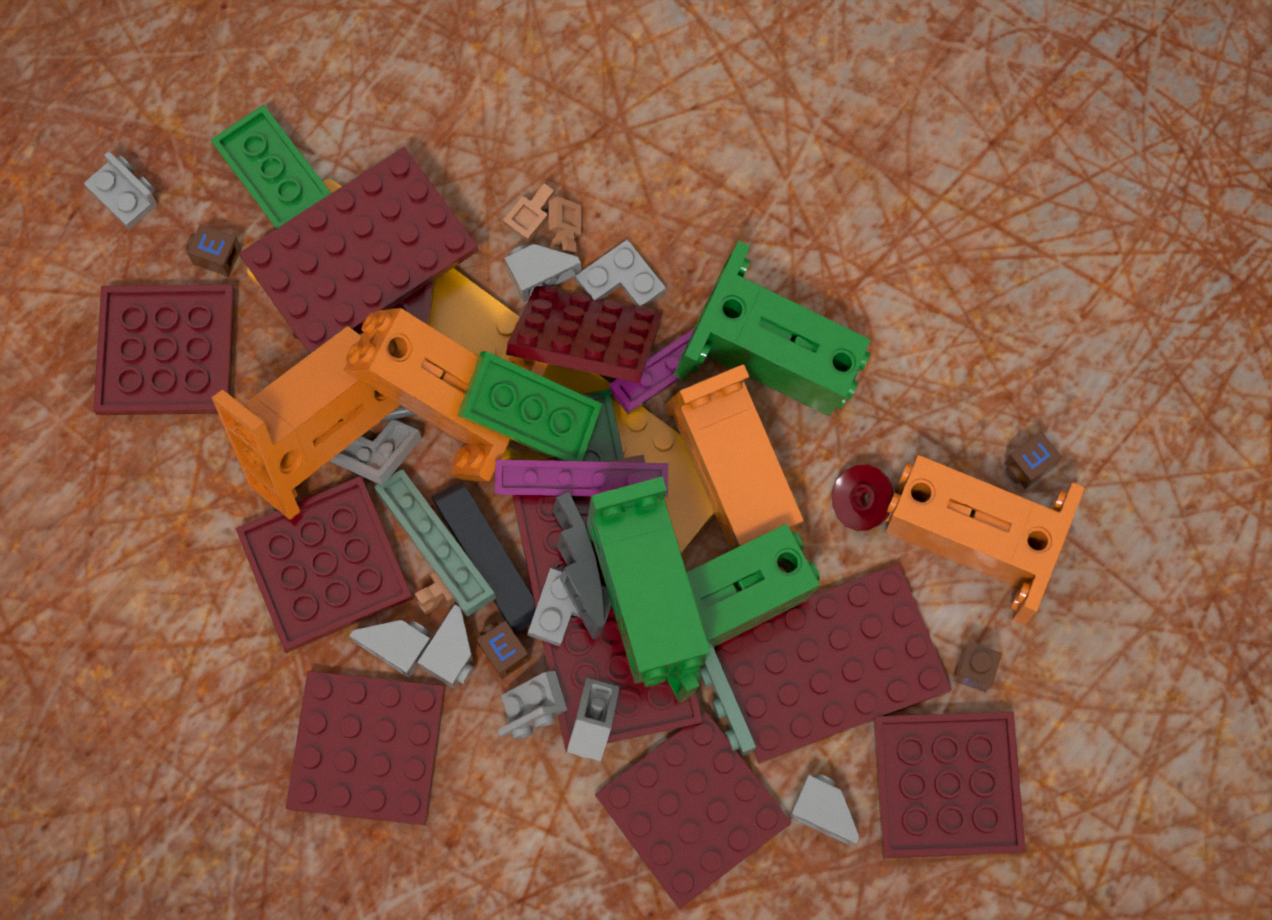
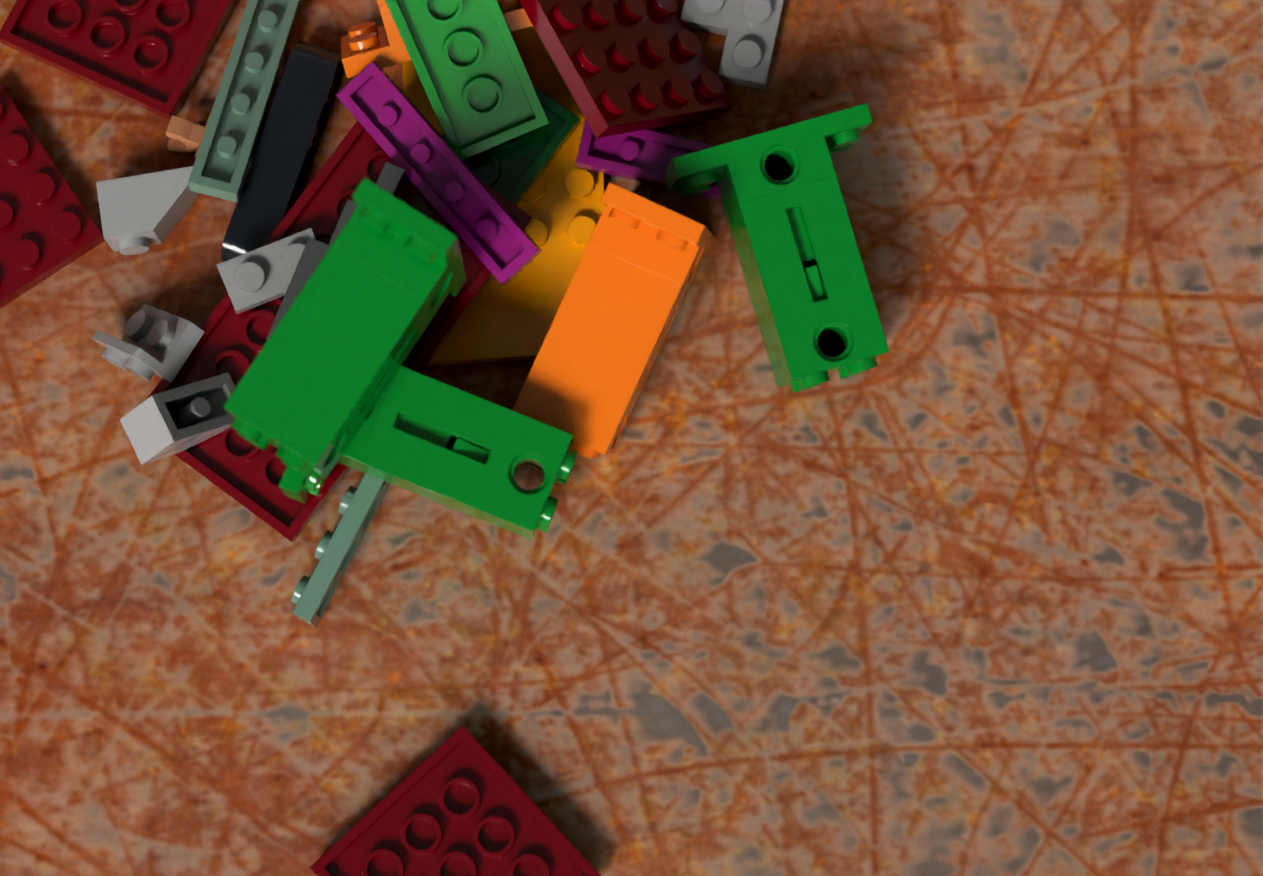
camera: 50 degrees right, 5 degrees up
(394, 643) = (100, 143): light grey slope -> none
(502, 648) = (192, 260): reddish brown brick -> none
(692, 810) = (191, 614): dark red plate -> none
(825, 810) = (309, 757): light grey slope -> none
(832, 664) = (487, 630): dark red plate -> none
(850, 494) = (697, 492): dark red dish -> none
(977, 666) = (619, 793): reddish brown brick -> none
(983, 527) = (787, 664): orange brick -> none
(1032, 461) = (923, 658): reddish brown brick -> none

